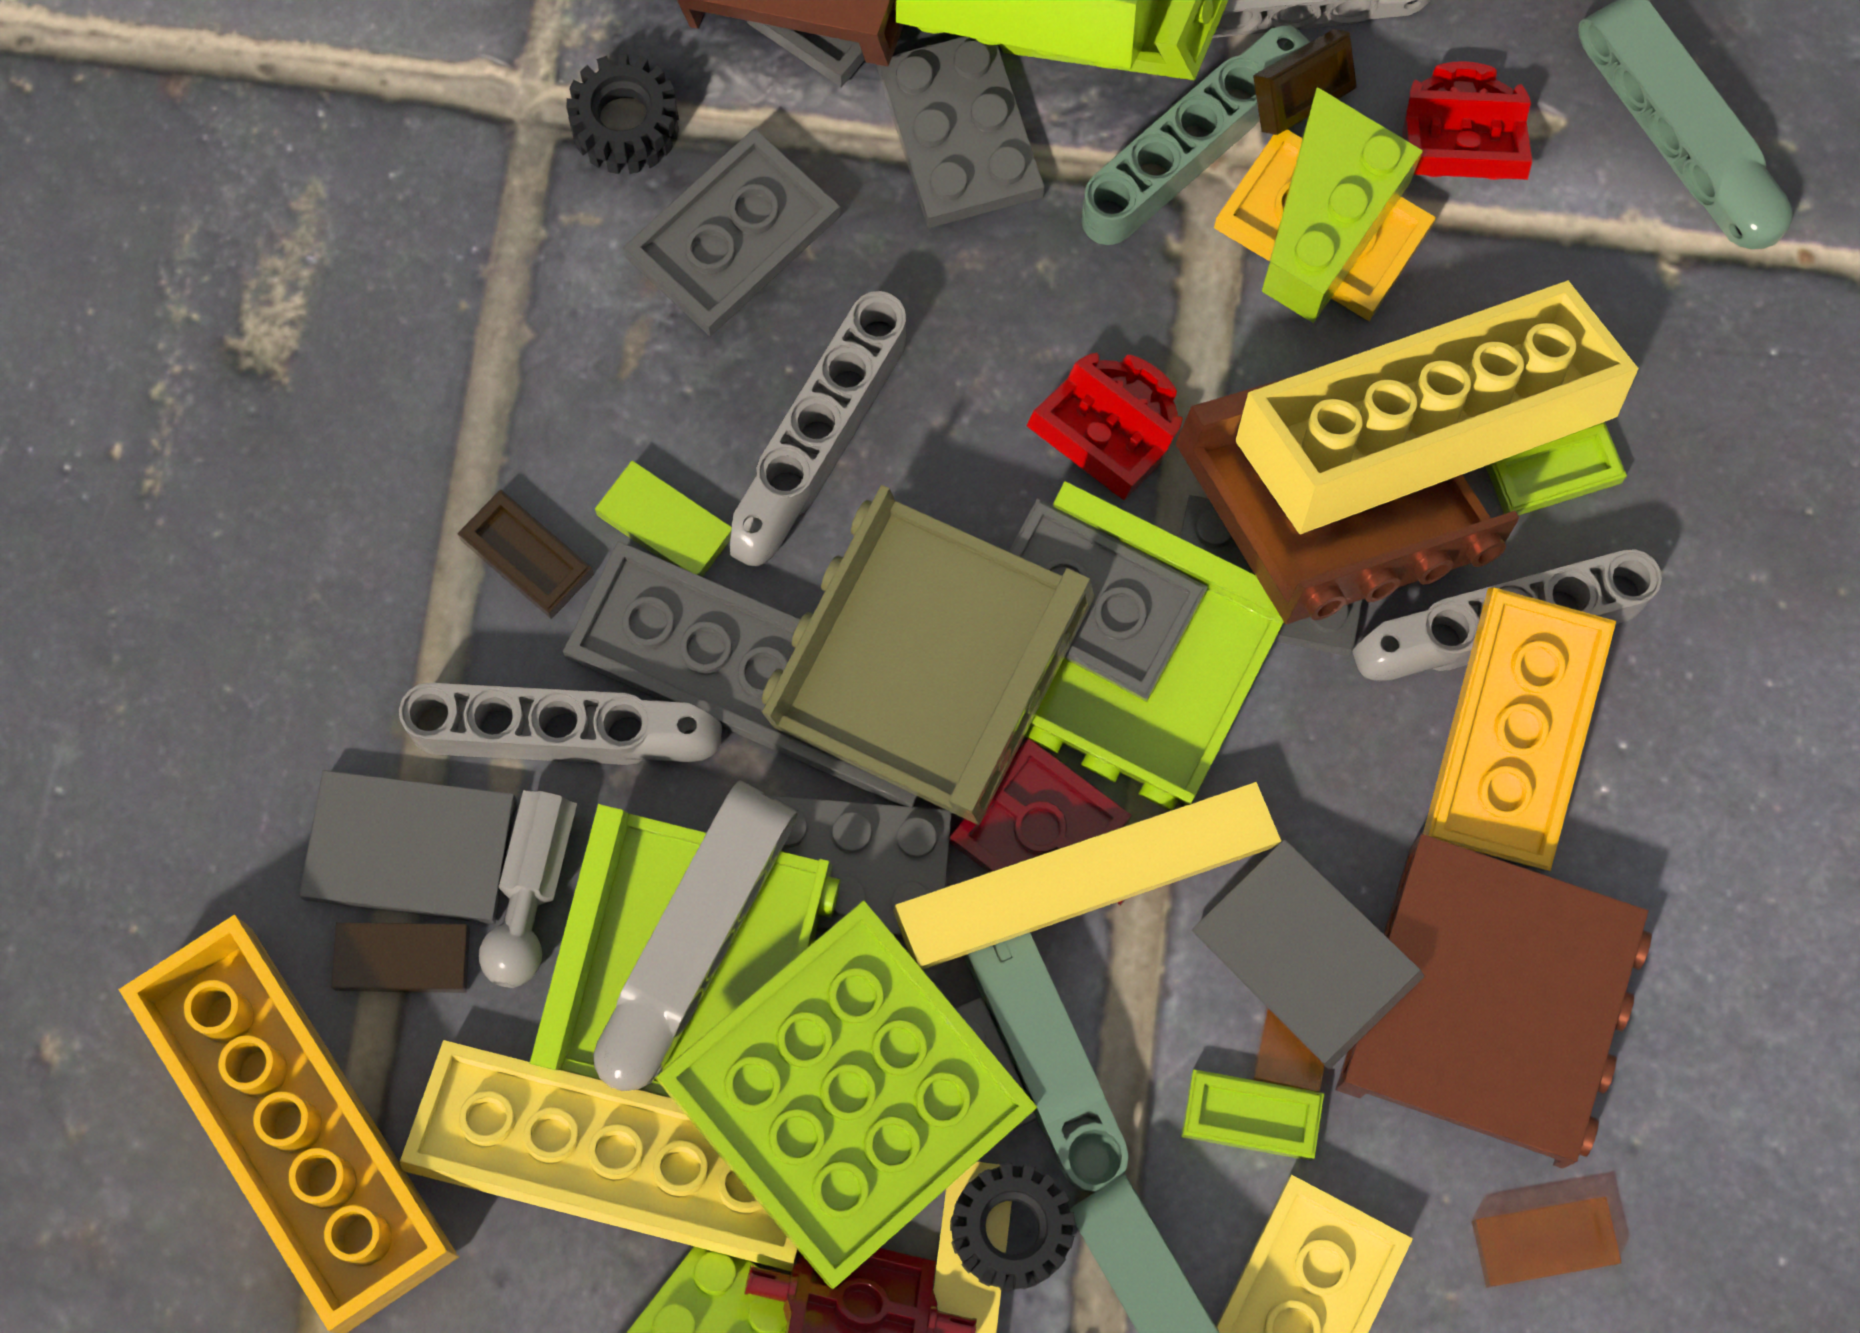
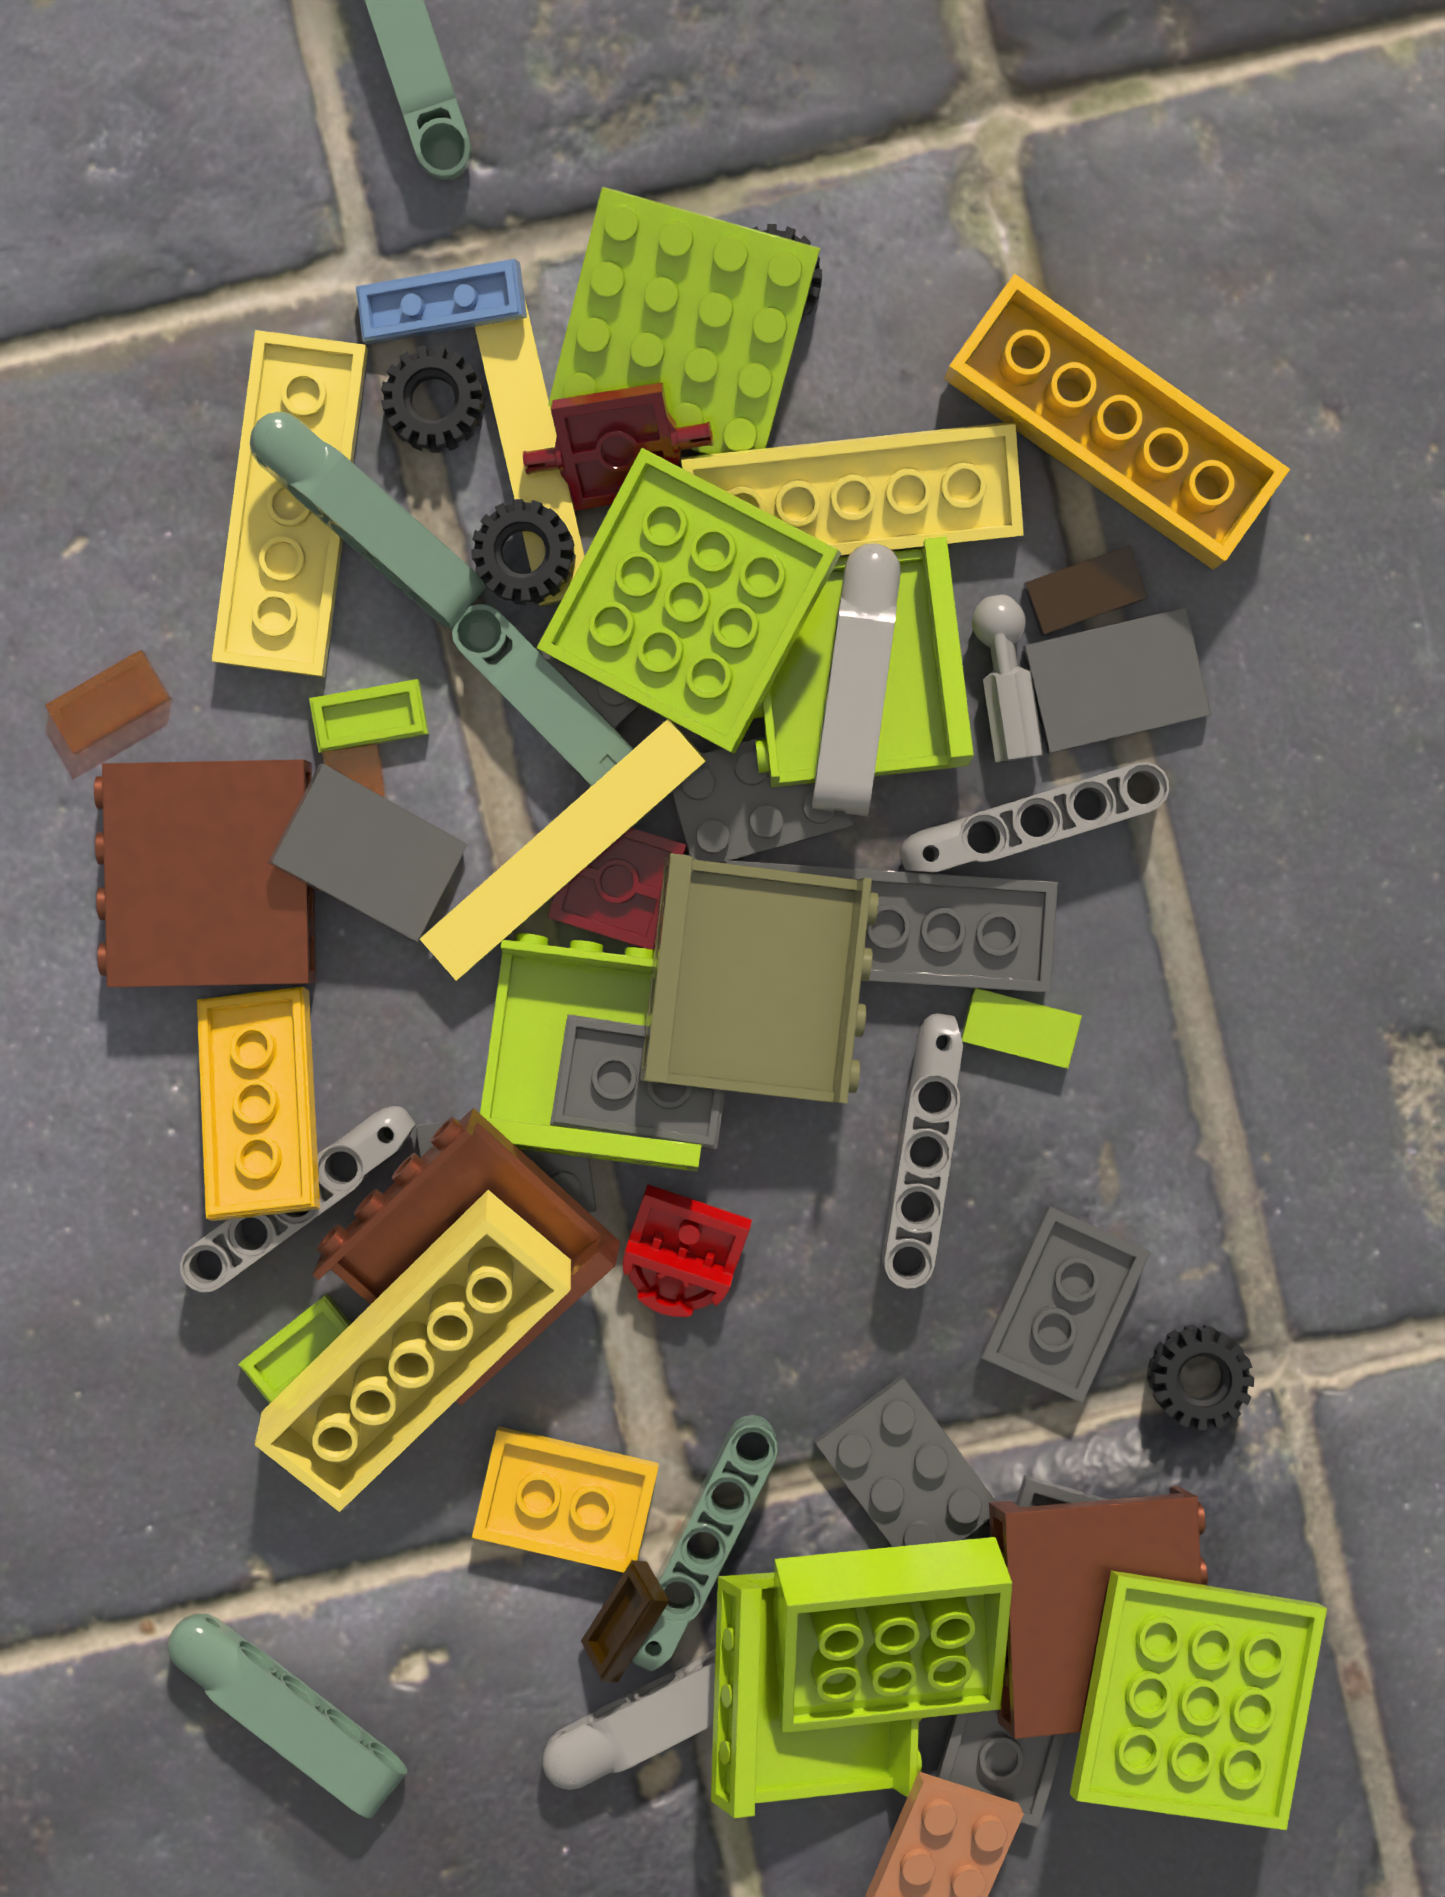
camera: 160 degrees right, 15 degrees up
(526, 554) = (1123, 958): dark brown tile -> none
(1336, 202) = (560, 1510): lime wedge -> none
(1469, 124) = (473, 1637): red slope -> none

